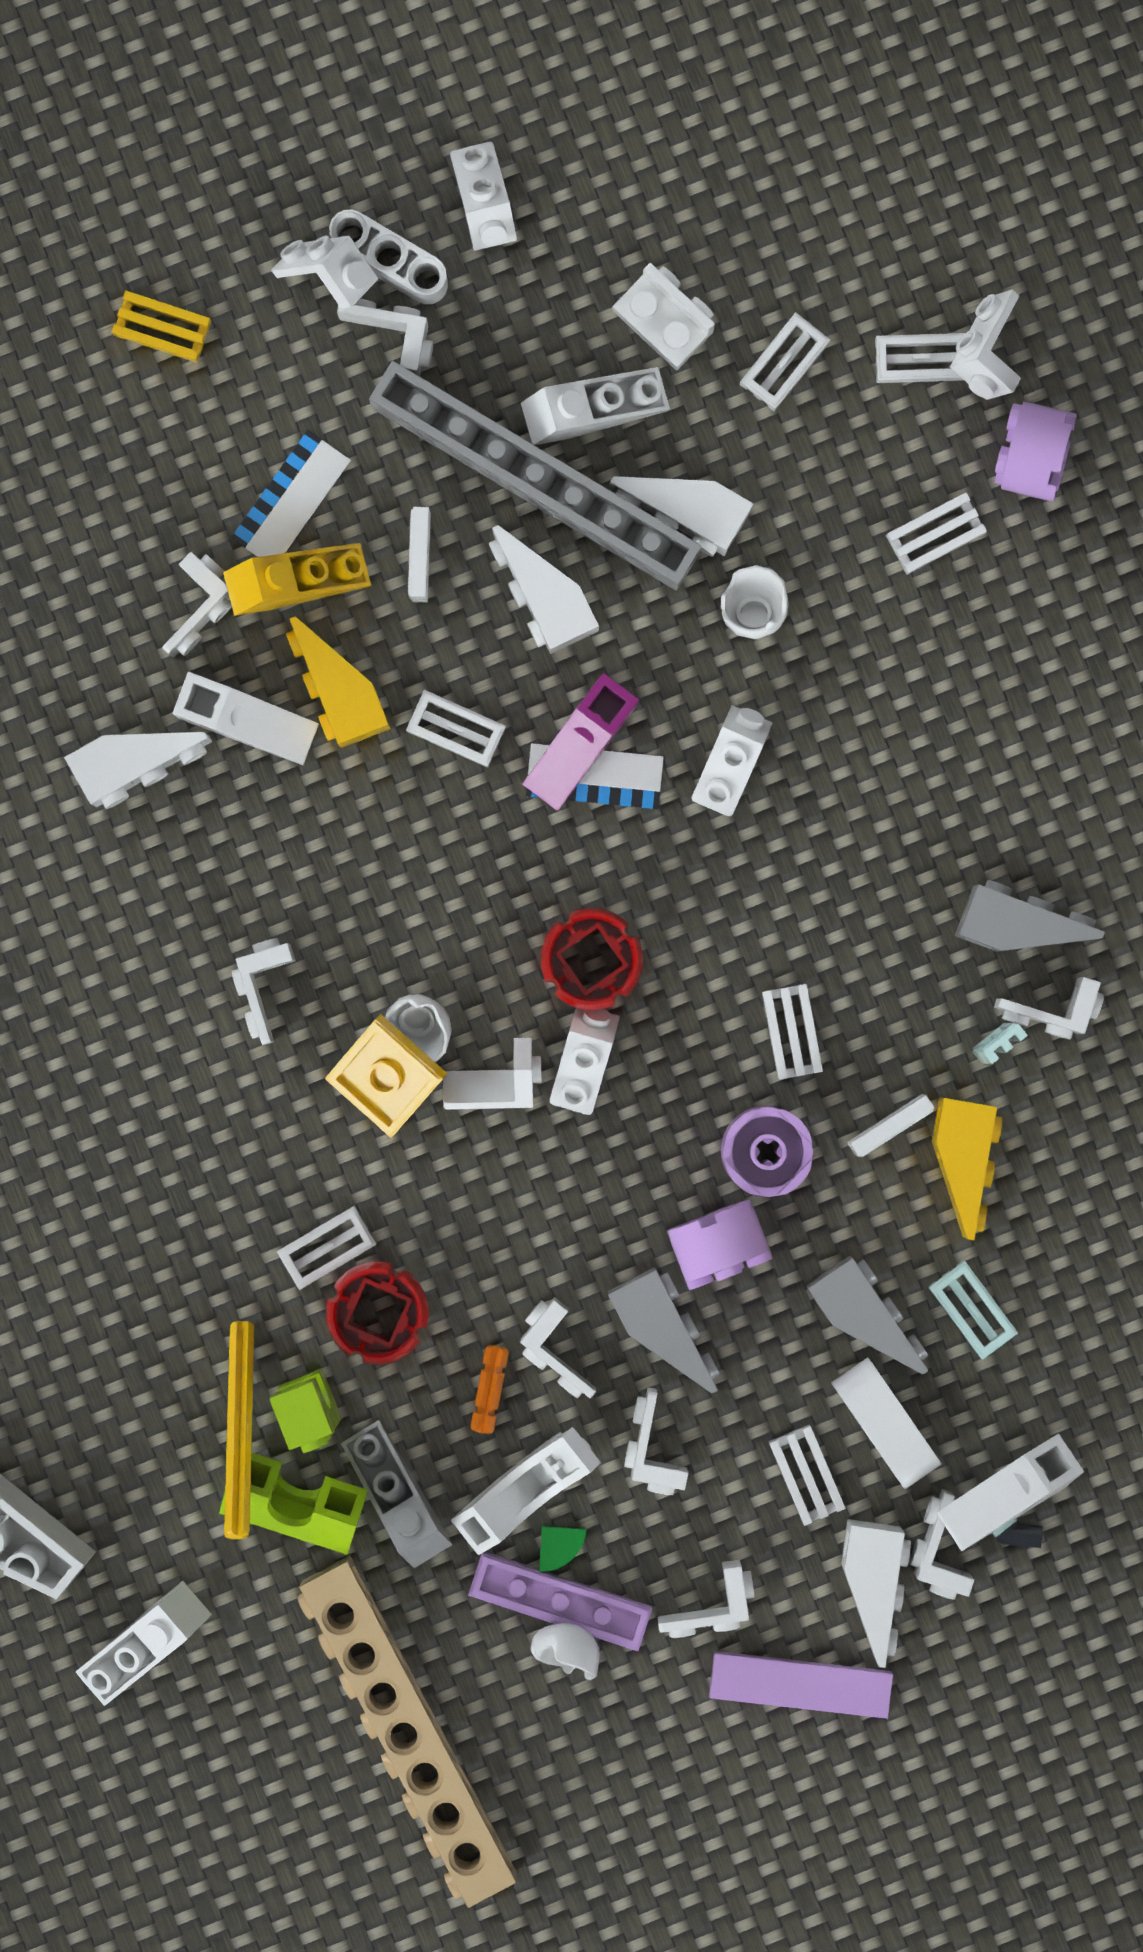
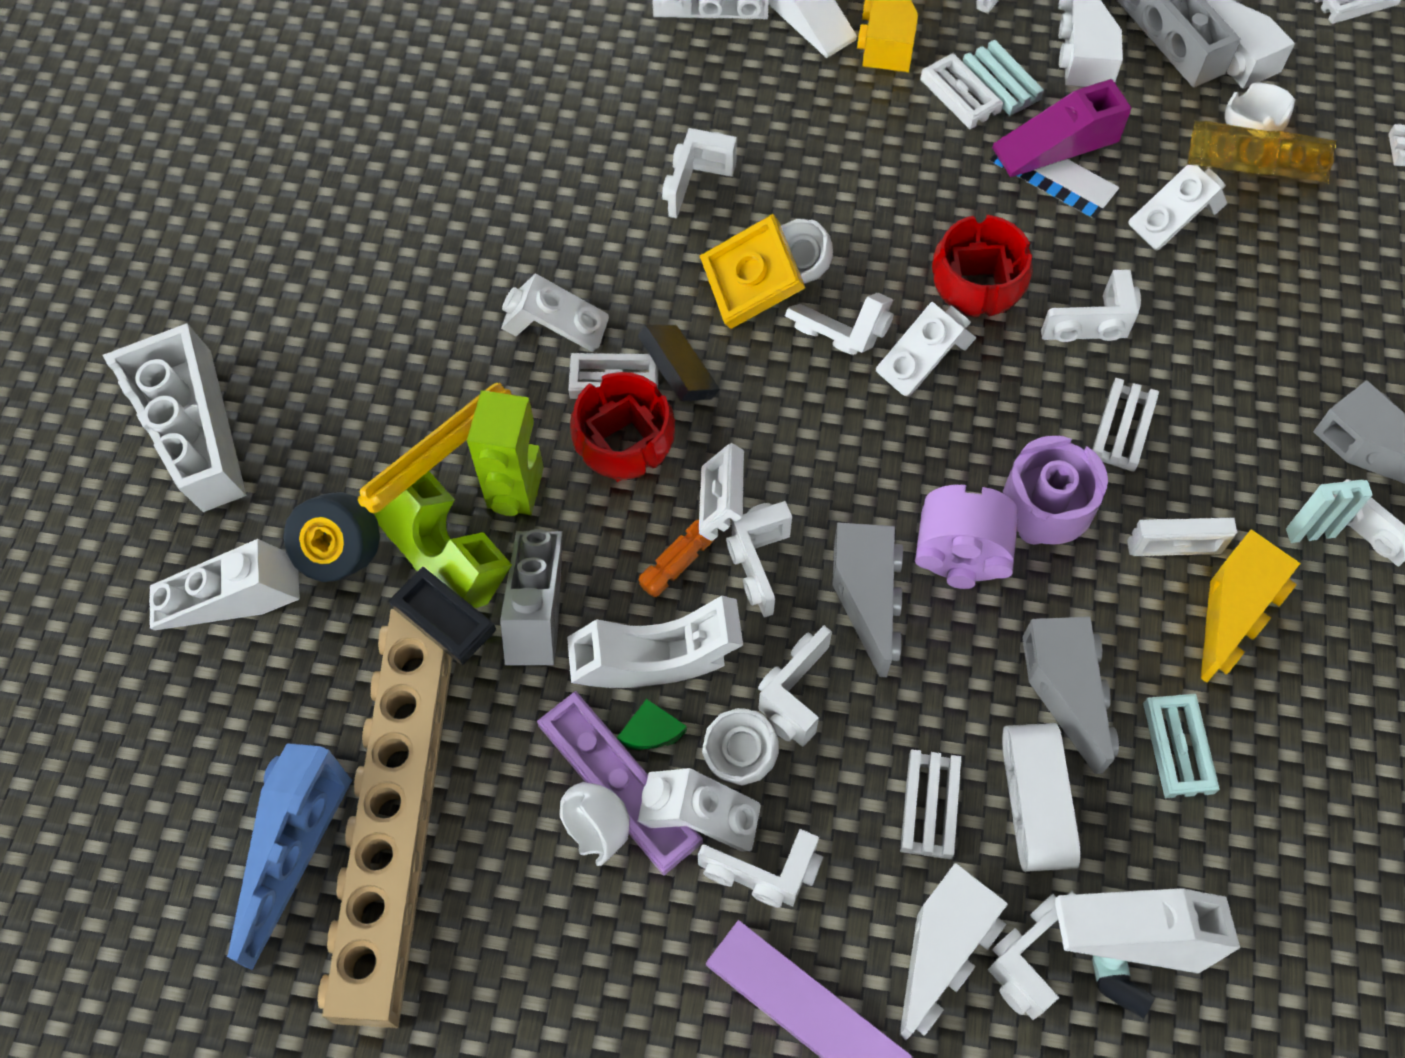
camera: 30 degrees right, 25 degrees down
(200, 1556) = (348, 529): none -> black wheel
(238, 1224) = (555, 309): none -> white bracket
(336, 1784) = (291, 818): none -> medium blue wedge
(346, 1571) = (442, 615): none -> black tile
(377, 1206) = (678, 362): none -> tile
(453, 672) = (1008, 75): none -> light aqua tile
(494, 1317) = (721, 491): none -> white tile
(639, 1595) = (699, 803): none -> white bracket
(640, 1525) = (740, 746): none -> white hair
(731, 908) = (1105, 323): none -> white bracket
(779, 662) = (1261, 152): none -> clear yellow slope

